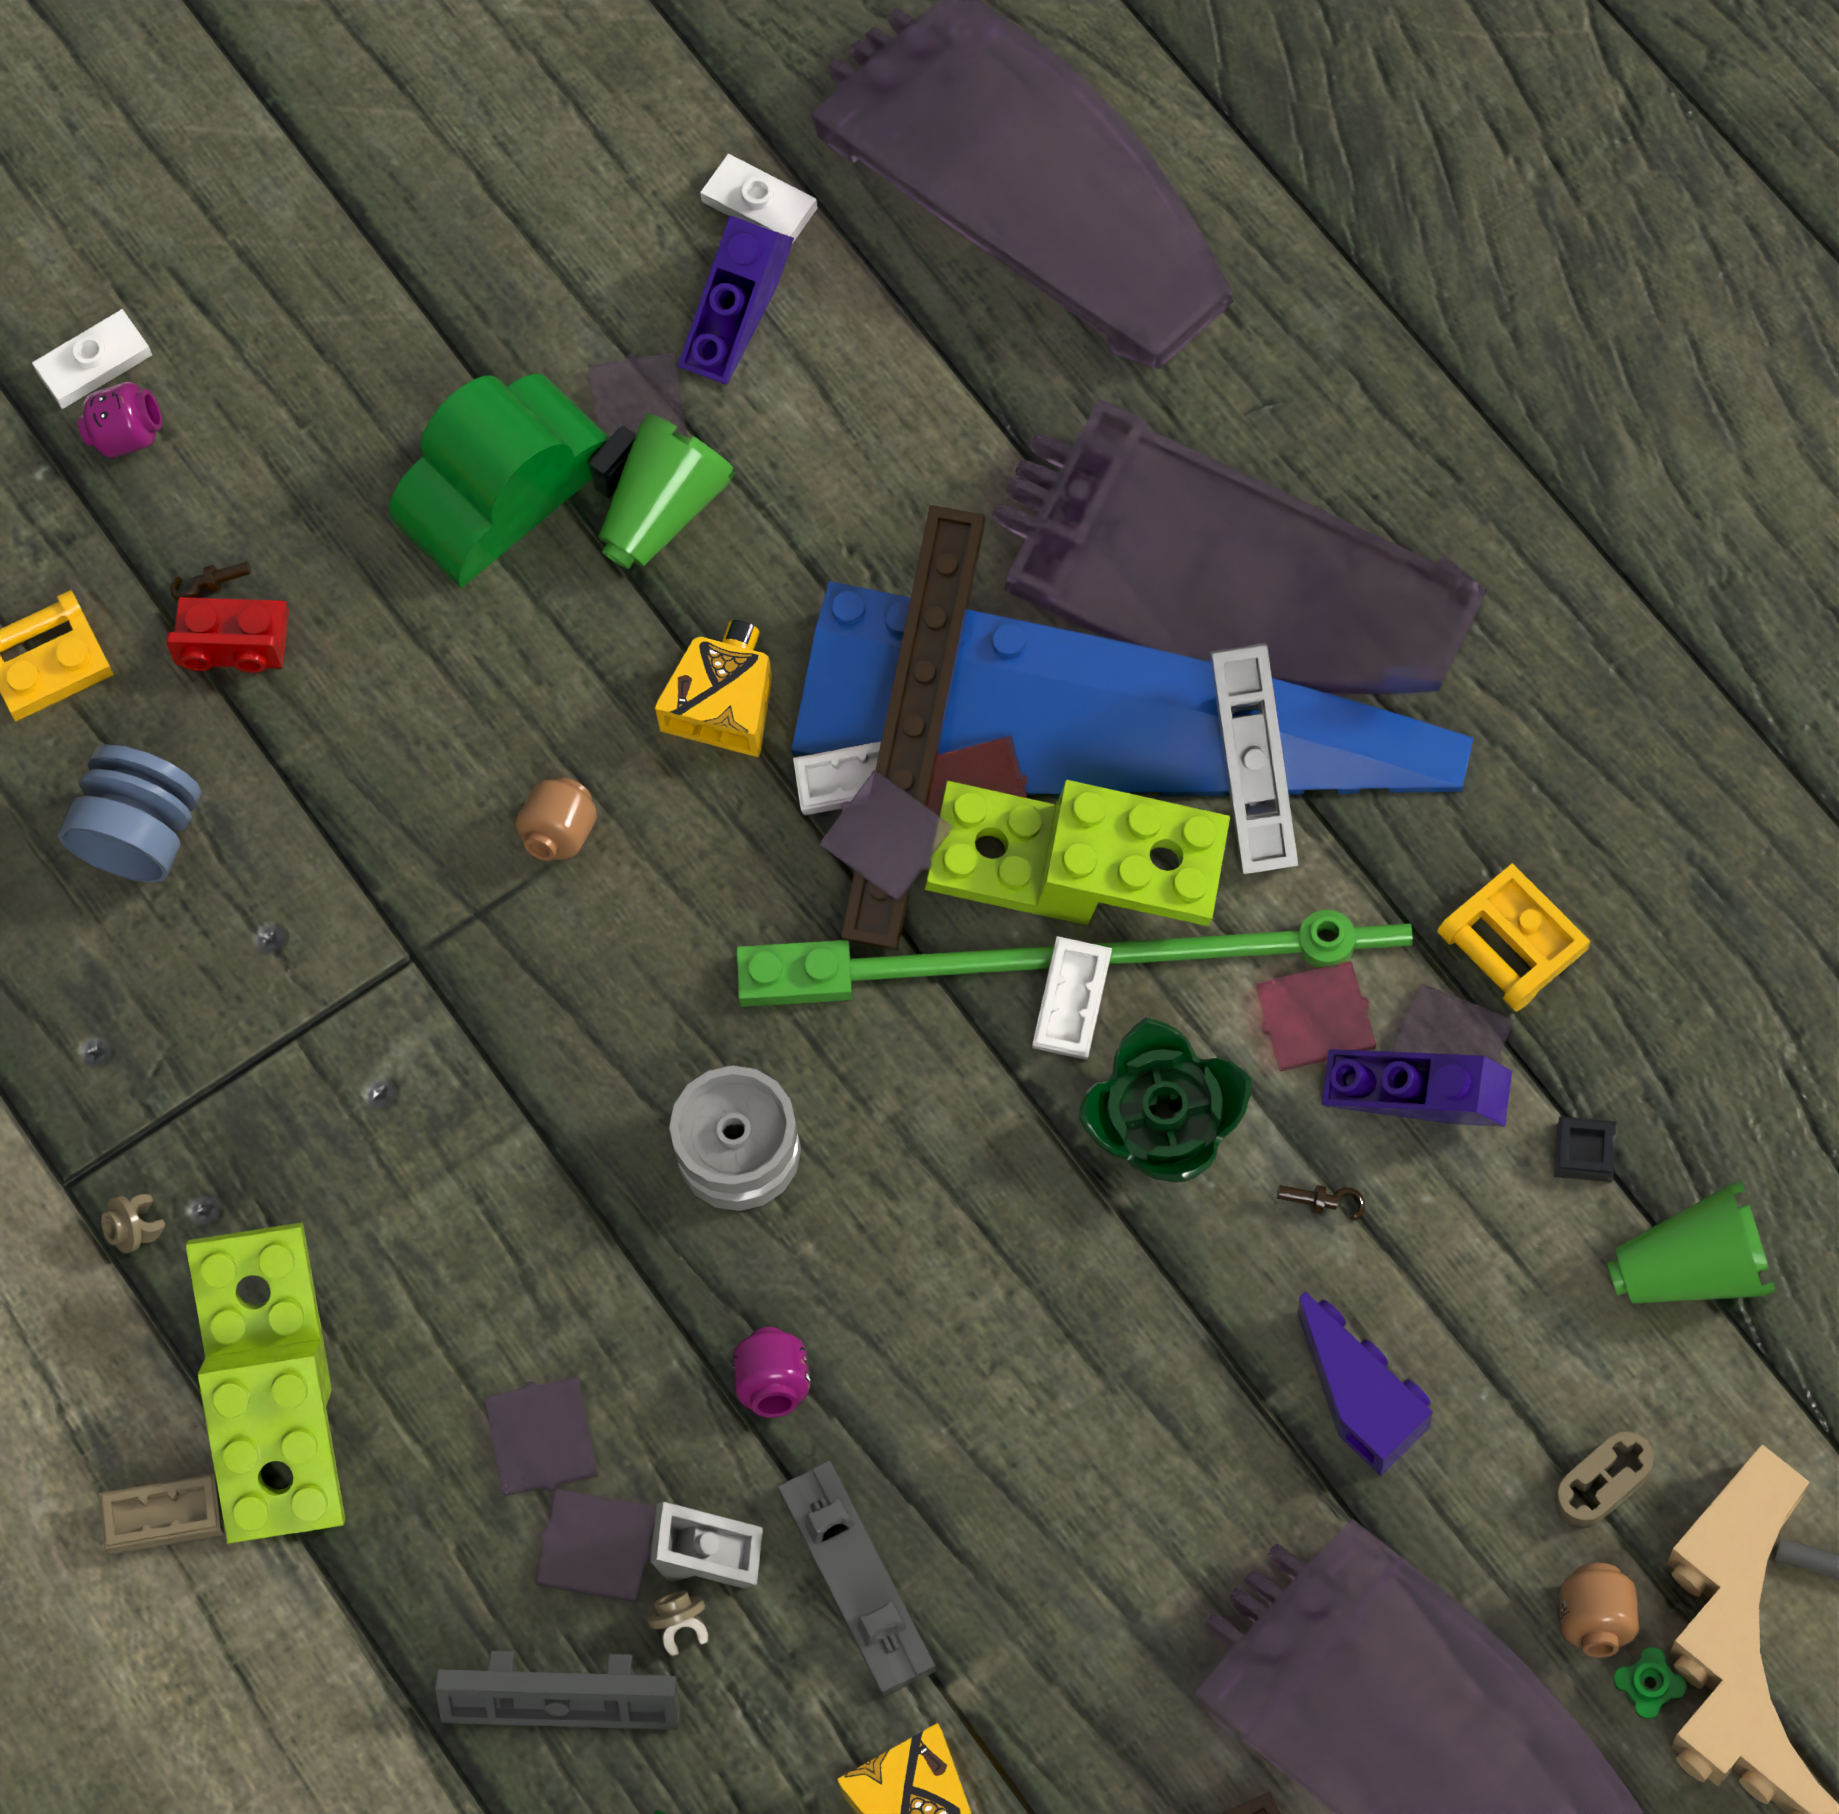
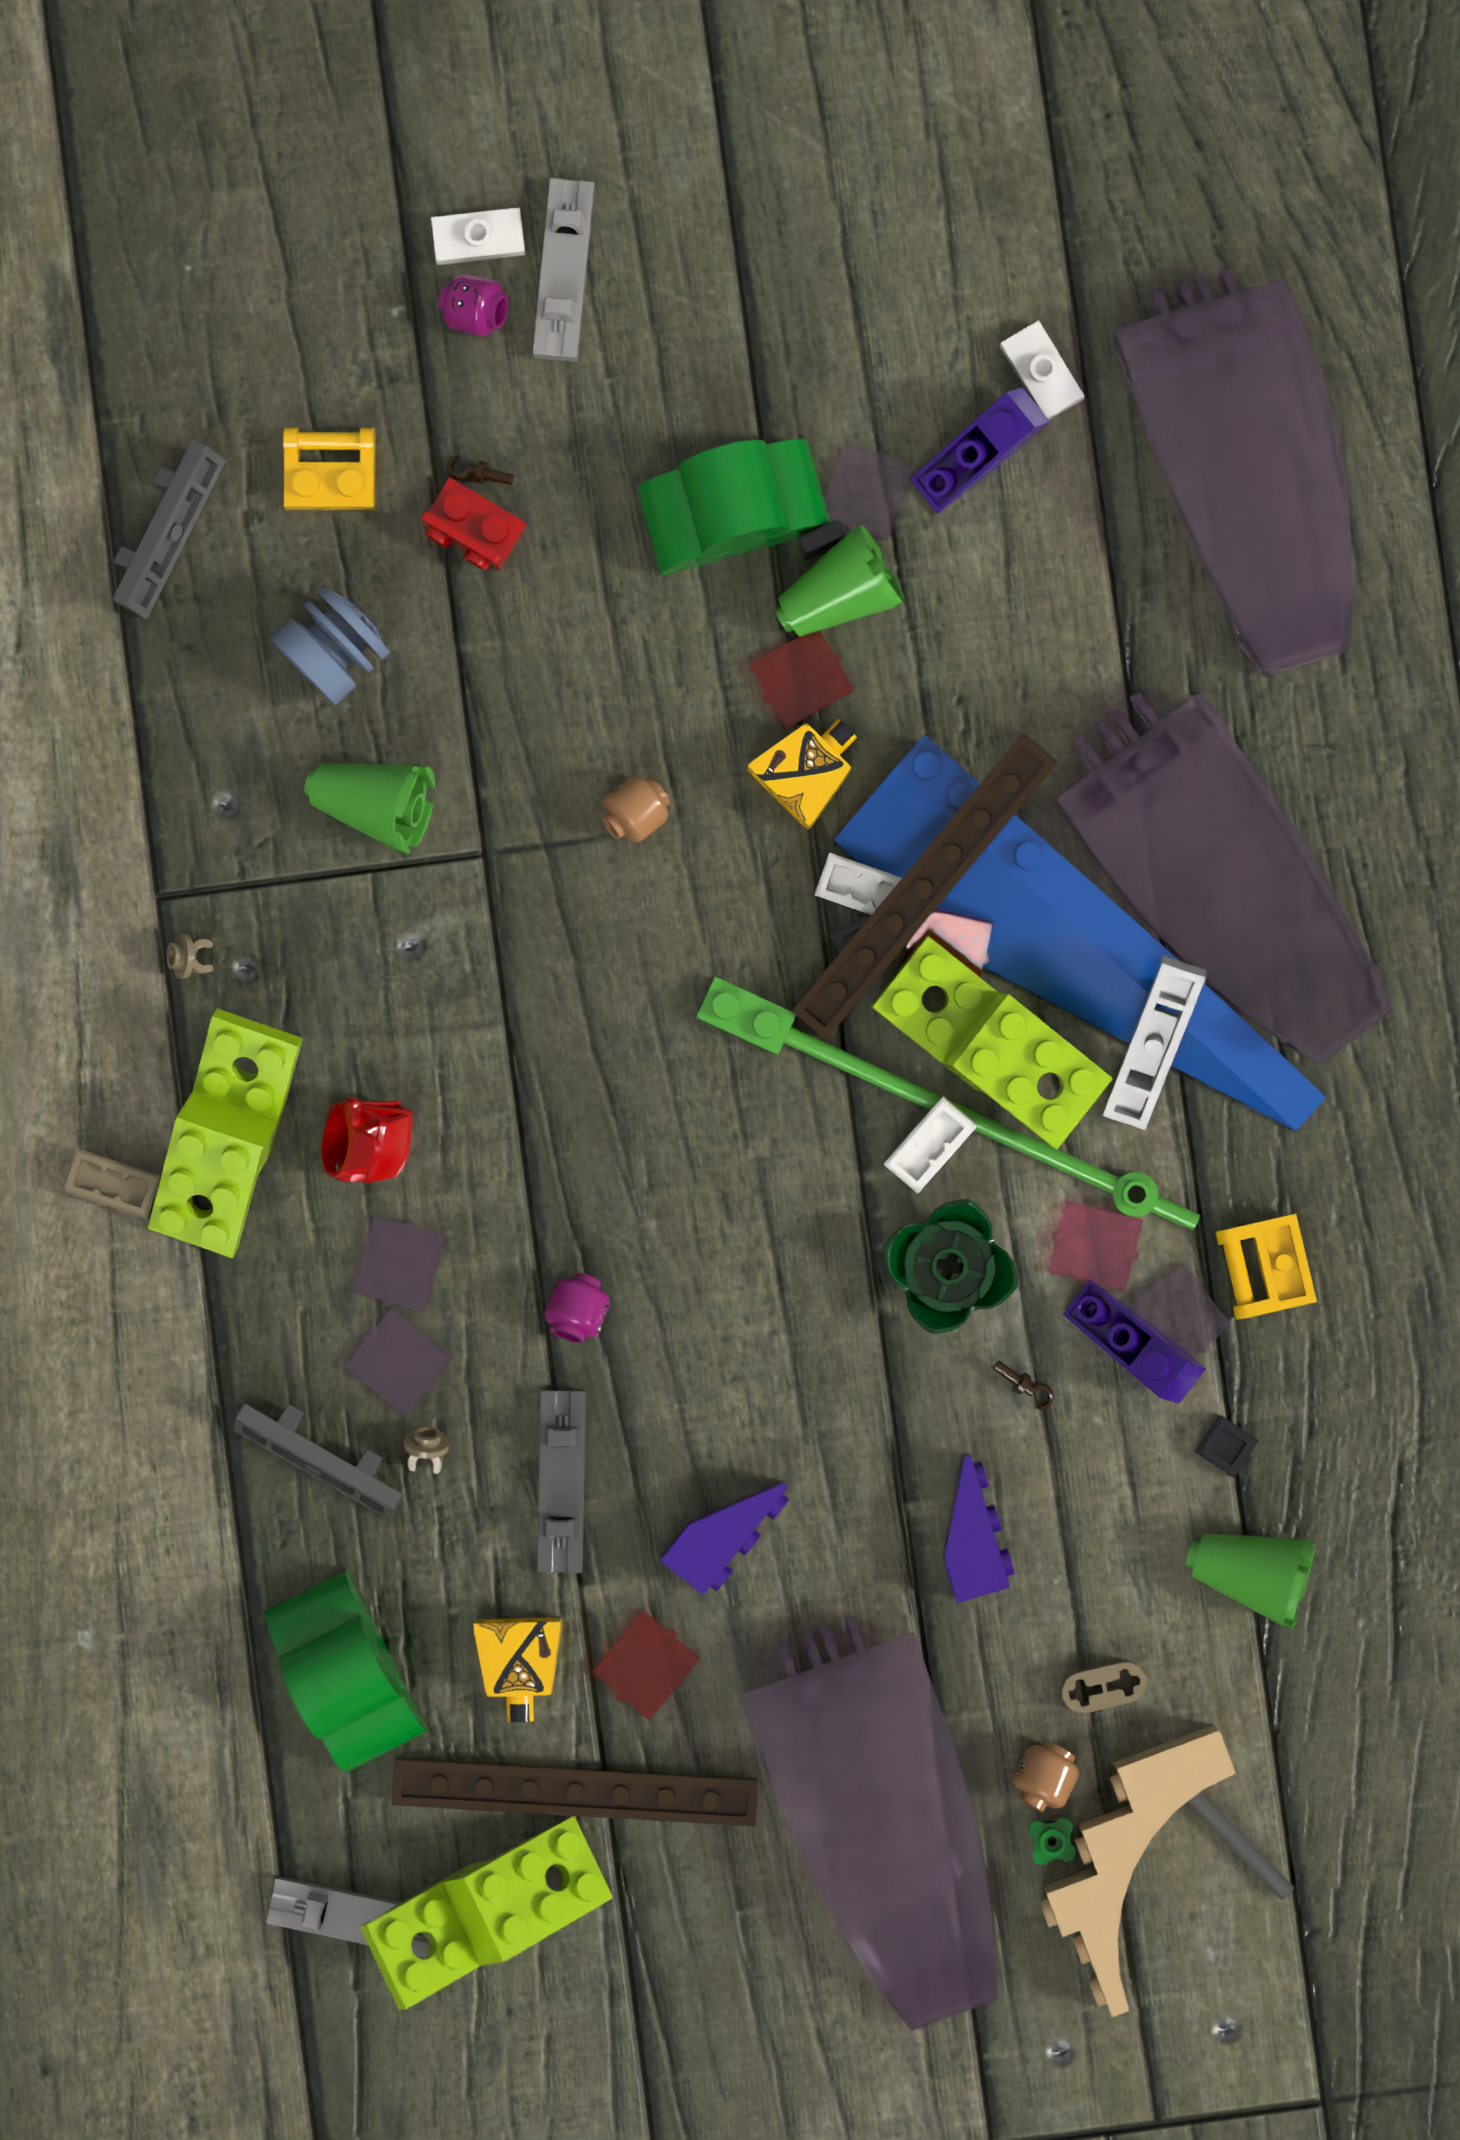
camera: 25 degrees right, 20 degrees up
(201, 348) = (563, 270): none -> light grey hinge
(260, 948) = (375, 799): none -> bright green cone
(432, 1308) = (366, 1140): none -> red piece
(667, 609) = (801, 678): none -> clear red piece
(705, 1546) = (469, 1411): light grey slope -> none
(735, 1138) = (651, 1103): light grey wheel -> none
(886, 835) = (861, 958): clear purple piece -> none
(1065, 1545) = (713, 1539): none -> dark purple slope
(1067, 1737) = (646, 1665): none -> clear red piece

